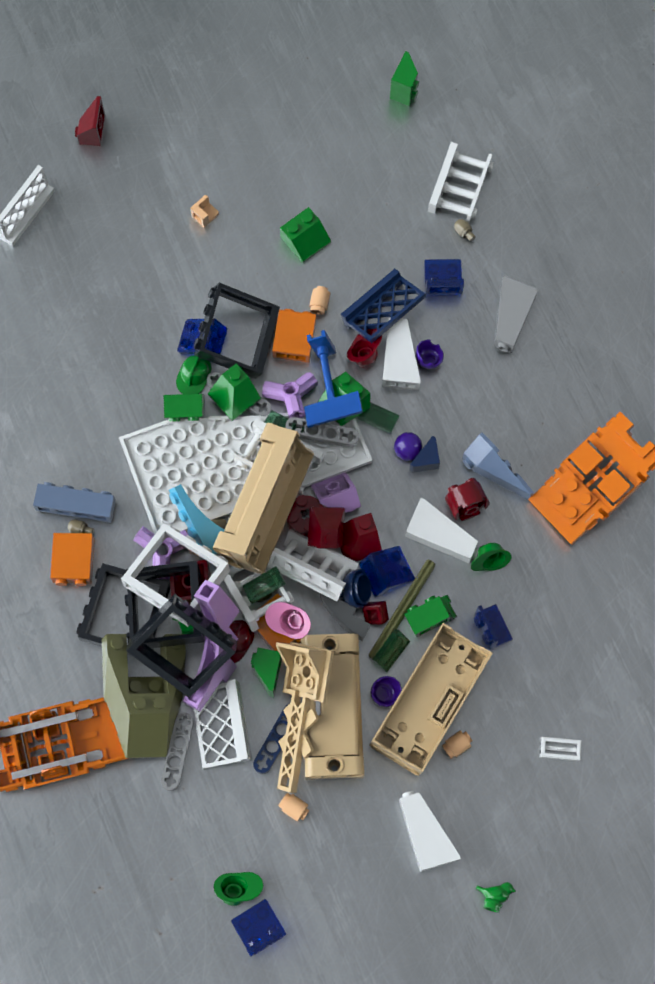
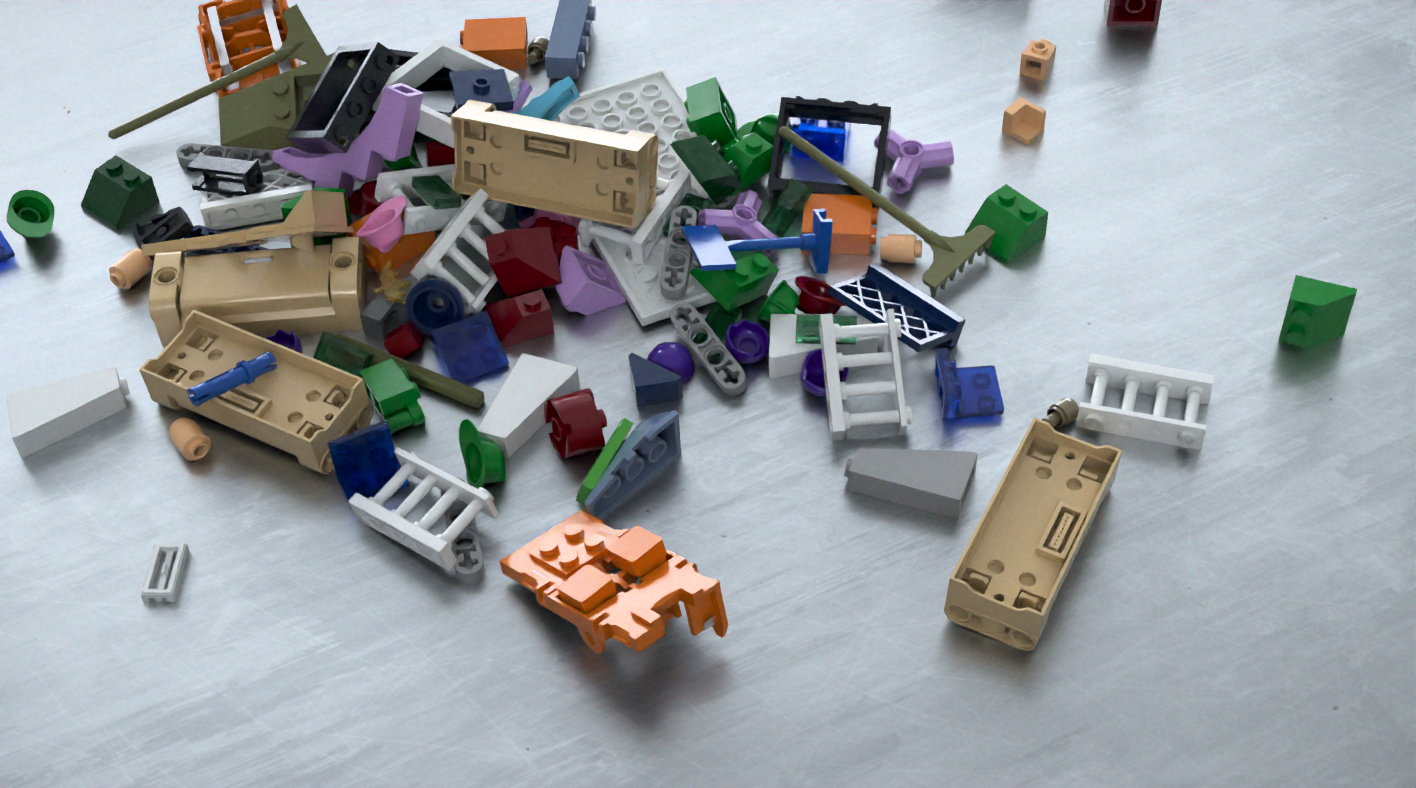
camera: 90 degrees right, 25 degrees down
(79, 697) = (299, 44): none -> olive piece
(141, 197) = (1040, 52): none -> light nougat brick
(190, 545) = (482, 86): none -> dark blue plate
(209, 744) = (226, 175): none -> black window
(213, 828) = (119, 193): none -> dark green slope
(234, 275) = (912, 158): none -> lavender piece
(253, 406) = (708, 166): none -> dark green slope
(260, 789) = (163, 227): none -> black wing
(281, 363) = (787, 207): none -> clear green tile
(331, 269) = (948, 252): none -> olive piece
(341, 616) = (391, 285): none -> clear yellow piece
(371, 376) = (781, 301): none -> green piece
(398, 397) = (747, 342): none -> dark purple hair
(402, 347) = (808, 328): none -> clear green tile
(403, 422) = (709, 347): none -> light grey beam
(430, 699) = (241, 374): none -> blue pin
(435, 343) = (838, 391): none -> white fence
(493, 485) = (604, 459): none -> bright green tile
(535, 607) = (416, 534): none -> white fence
(537, 574) = (472, 551): none -> light grey beam
(564, 251) = (1030, 535): none -> tan piece

